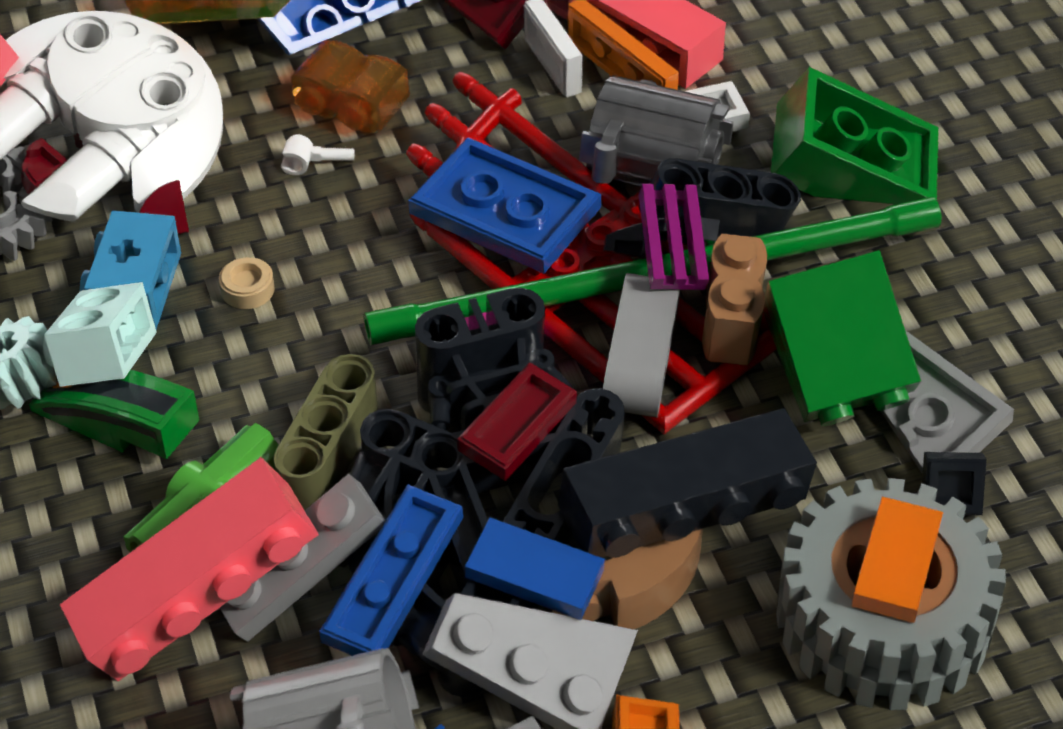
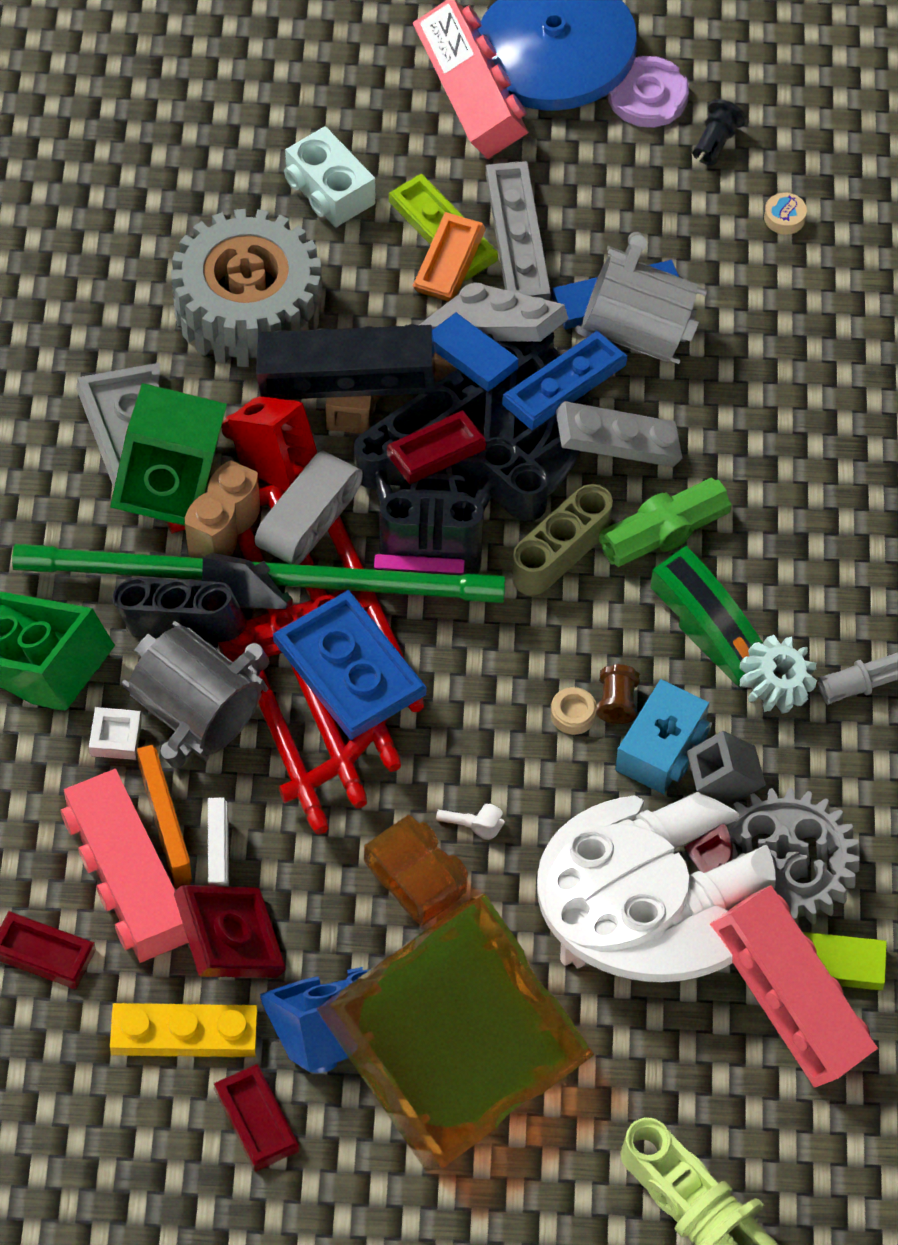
camera: 160 degrees left, 10 degrees up
(48, 245) = (726, 768): none -> dark grey brick
(100, 334) = (697, 646): light aqua brick -> none
(168, 201) = (616, 789): dark red tile -> none
(188, 570) = (695, 433): coral brick -> none
(200, 305) = (618, 694): none -> reddish brown bush
(671, 200) = (236, 533): magenta tile -> none
(724, 386) = (272, 439): none -> red torso
(897, 559) = (245, 260): orange tile -> none
(957, 476) = (152, 350): black tile -> none

